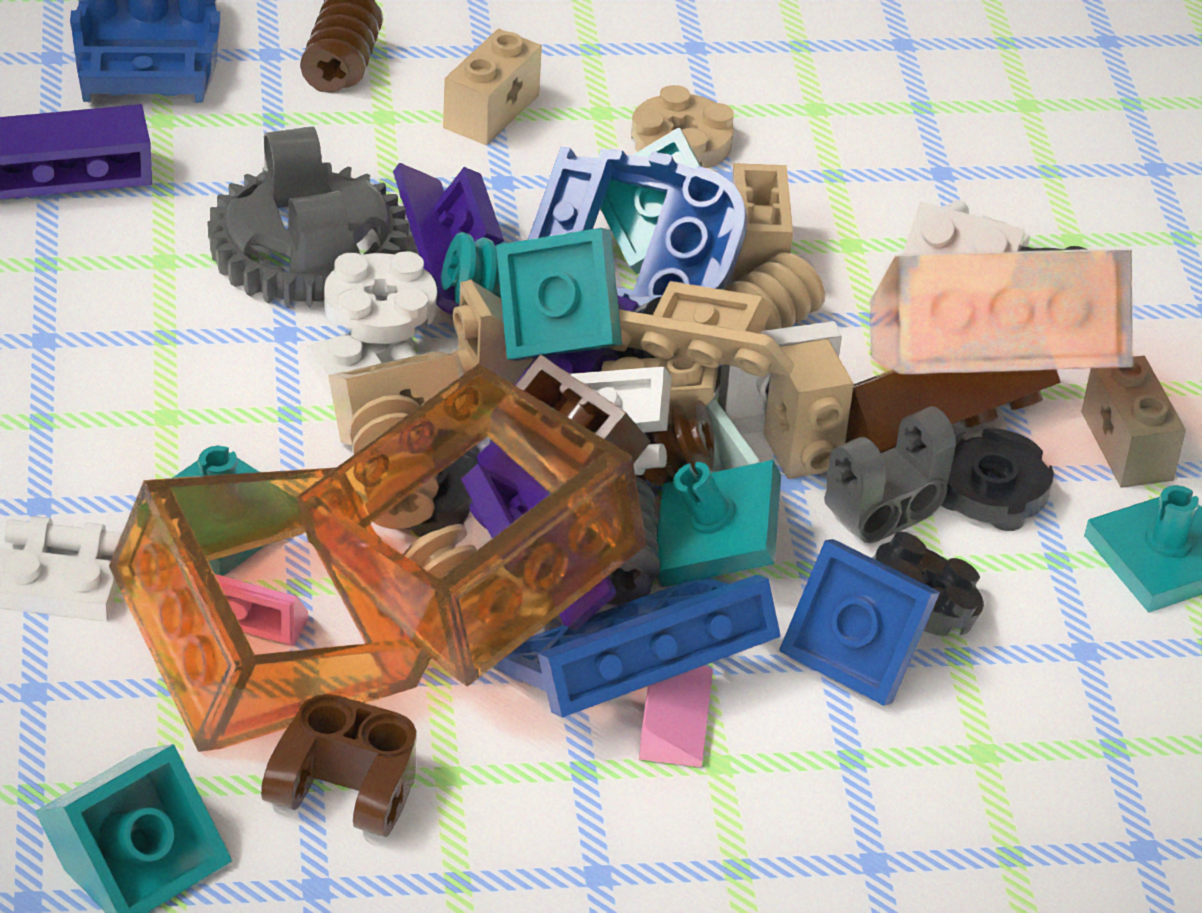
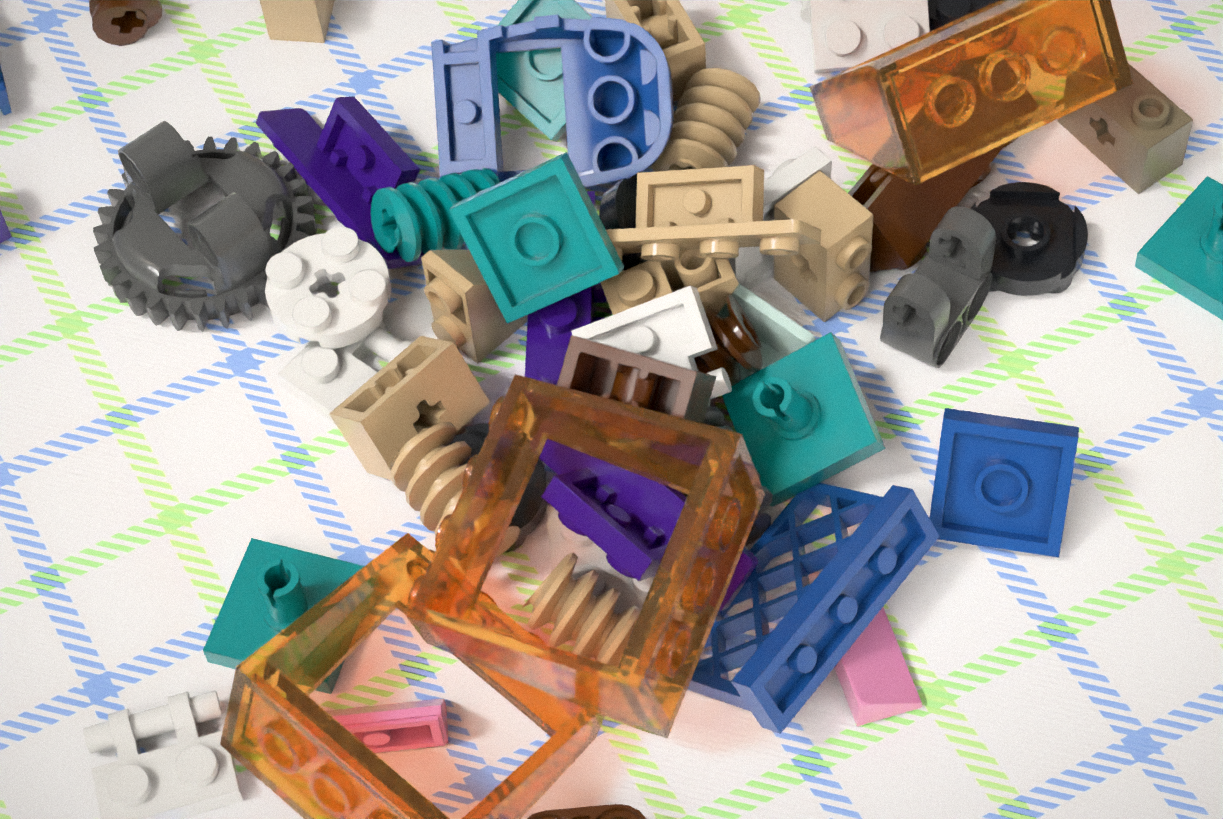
camera: 15 degrees left, 15 degrees up
(955, 579) = (1035, 392): black plate -> none

